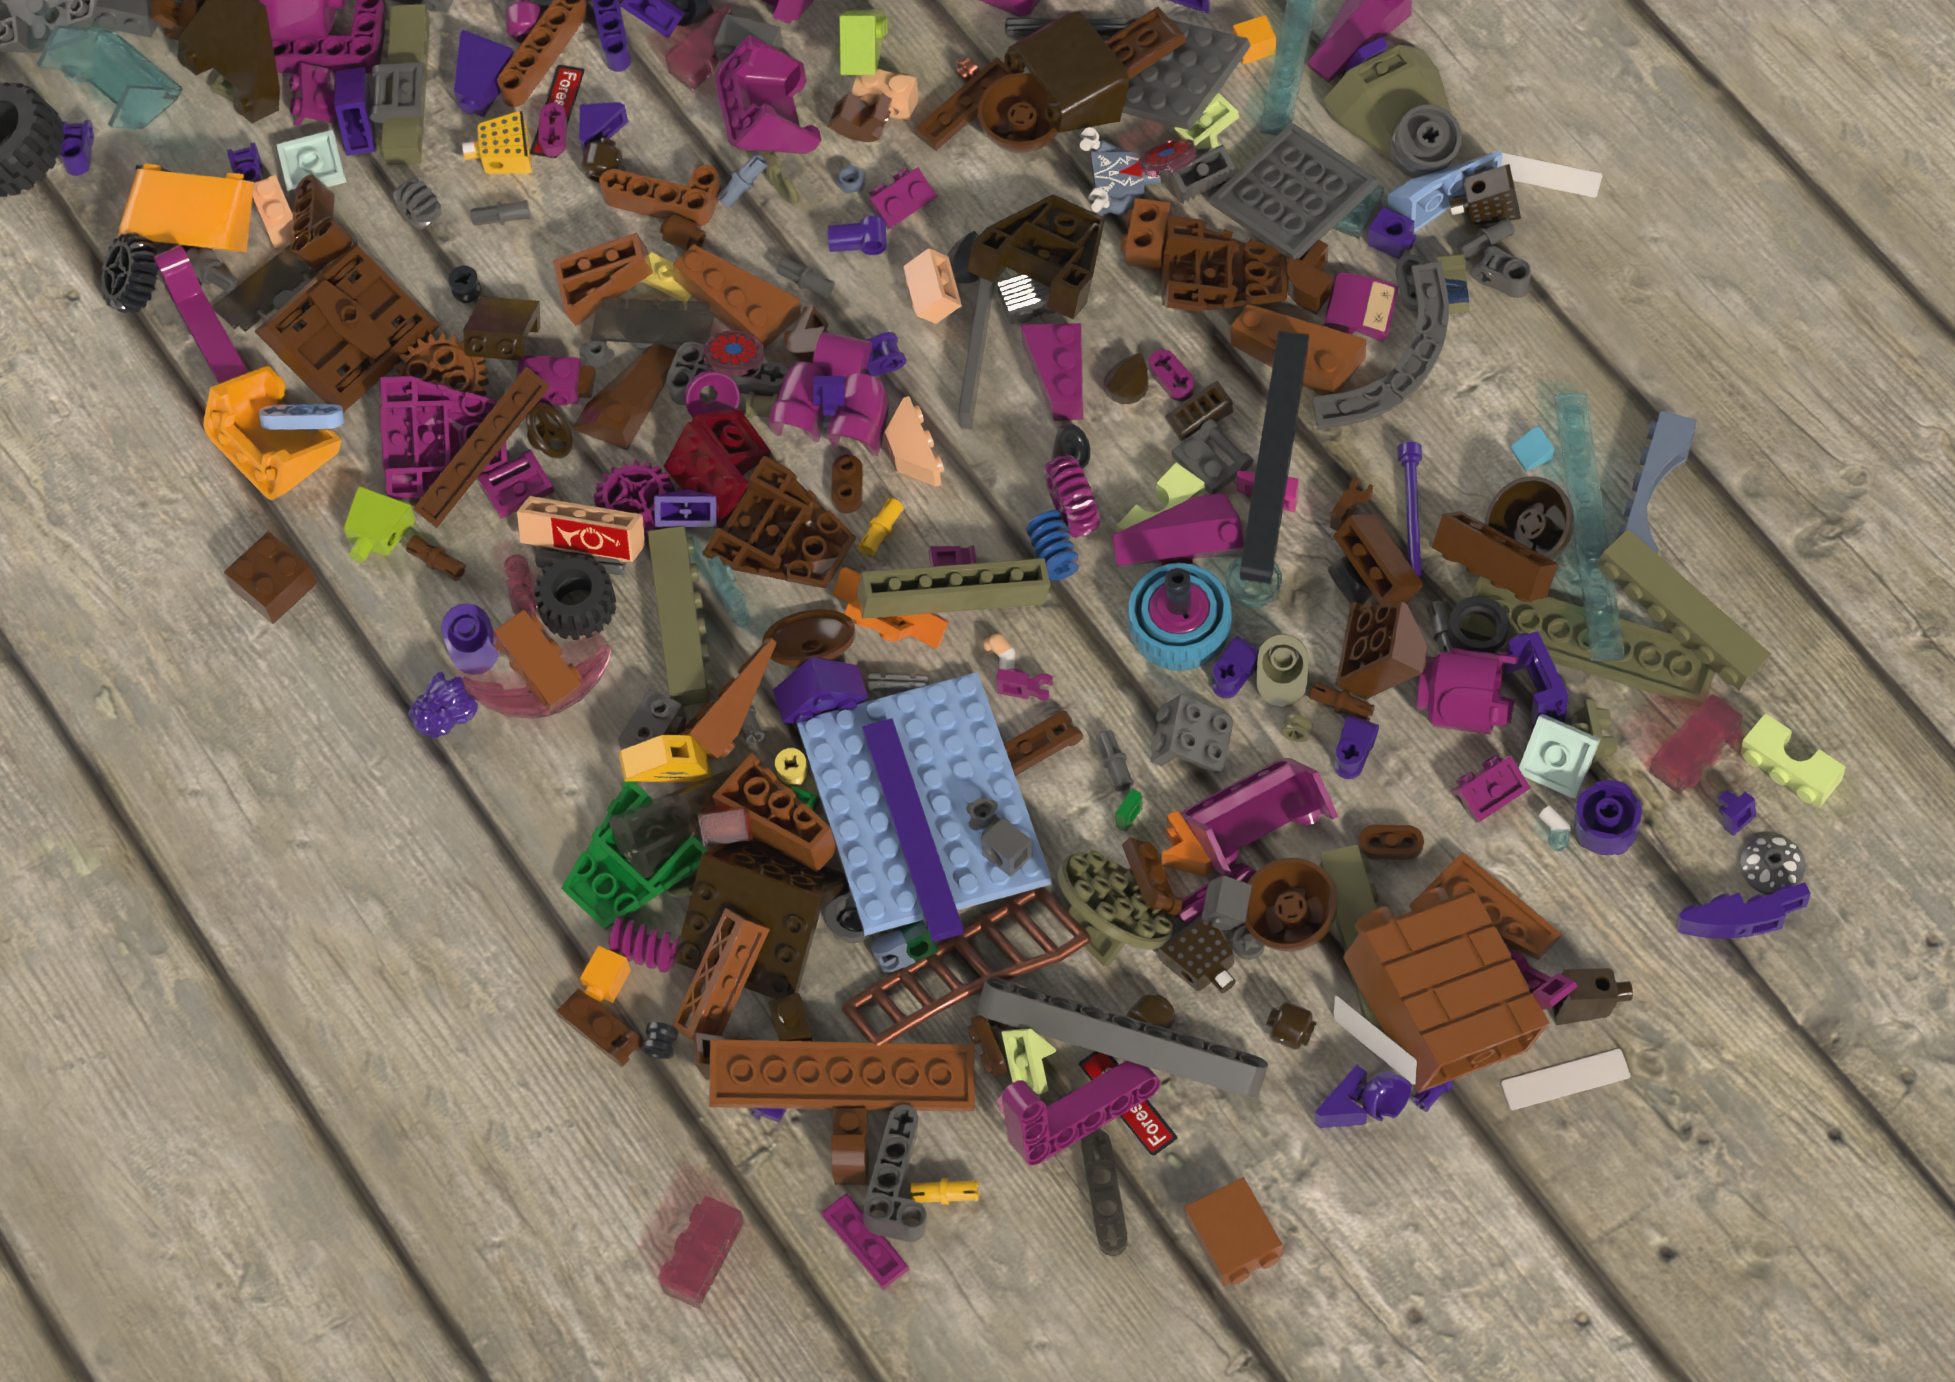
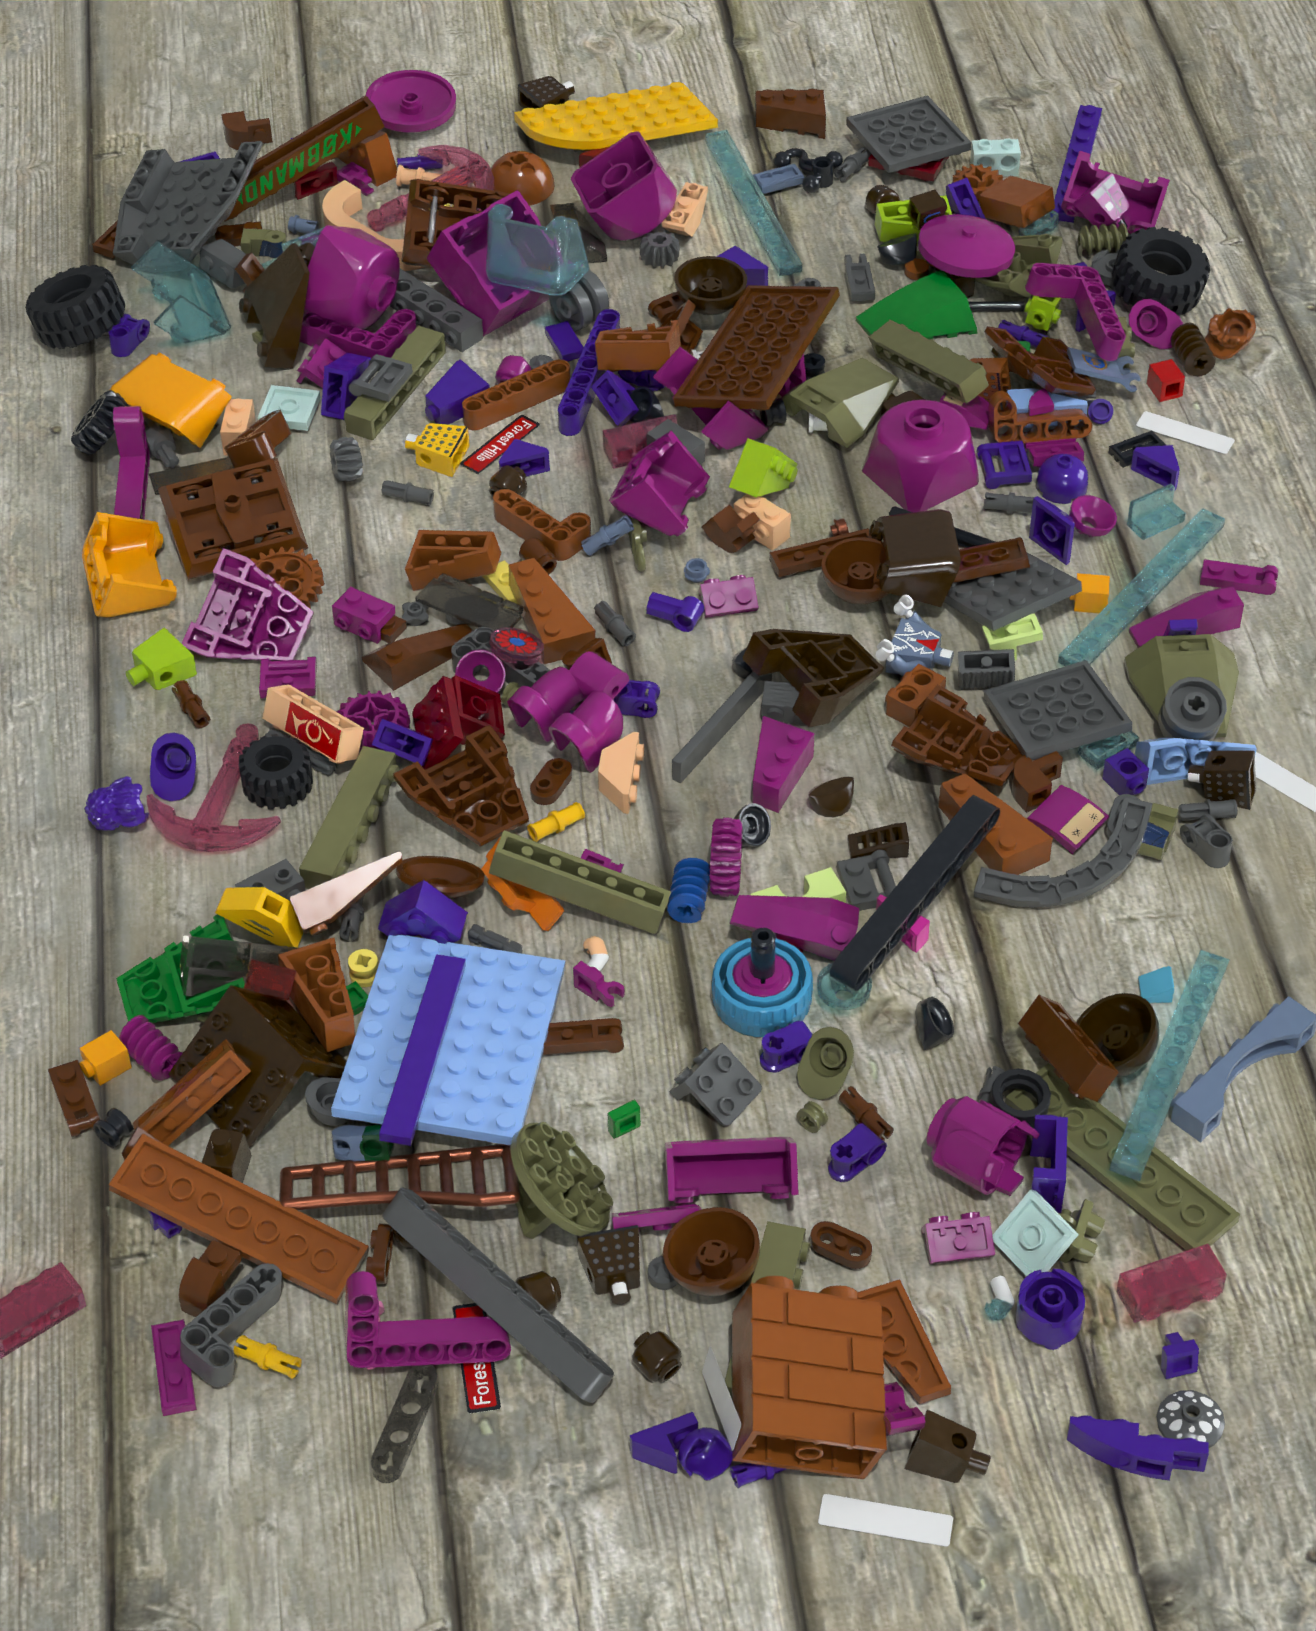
camera: 20 degrees right, 15 degrees down
(246, 162) = (241, 387): dark purple piece -> none
(270, 577) = (55, 665): reddish brown brick -> none
(301, 416) = (157, 566): light blue beam -> none
(464, 291) = (346, 528): black wheel -> none
(481, 447) = (275, 636): reddish brown plate -> none
(500, 327) = (345, 558): dark brown panel -> none
(537, 660) = (209, 797): dark orange wedge -> none
(545, 432) = (335, 649): dark brown piece -> none
(547, 129) = (481, 450): magenta beam -> none
(728, 593) = (397, 814): clear light blue plate -> none
(828, 392) = (566, 693): dark purple tile -> none
(932, 286) = (711, 664): light nougat brick -> none
(979, 807) = (490, 1061): dark grey plate -> none
(1006, 846) = (491, 1092): dark grey brick -> none
(1025, 1055) = (404, 1269): yellowish green slope -> none
(1114, 760) = (638, 1076): dark grey axle -> none
(1151, 876) = (607, 1177): reddish brown plate -> none
(1168, 156) = (963, 643): tile -> none
(1176, 371) = (878, 806): magenta beam -> none
(1186, 852) = (651, 1173): orange slope -> none
(1226, 902) = (655, 1222): dark grey brick -> none
(1234, 1232) = (495, 1508): dark orange brick -> none
(1347, 504) = (960, 963): reddish brown plate -> none
(1377, 559) = (963, 1013): reddish brown brick -> none
(1380, 648) = (917, 1079): reddish brown wedge -> none
(1409, 455) = (1041, 948): dark purple piece -> none
(1683, 610) = (1218, 1162): olive brick -> none
(1810, 779) = (1266, 1359): yellowish green arch -> none

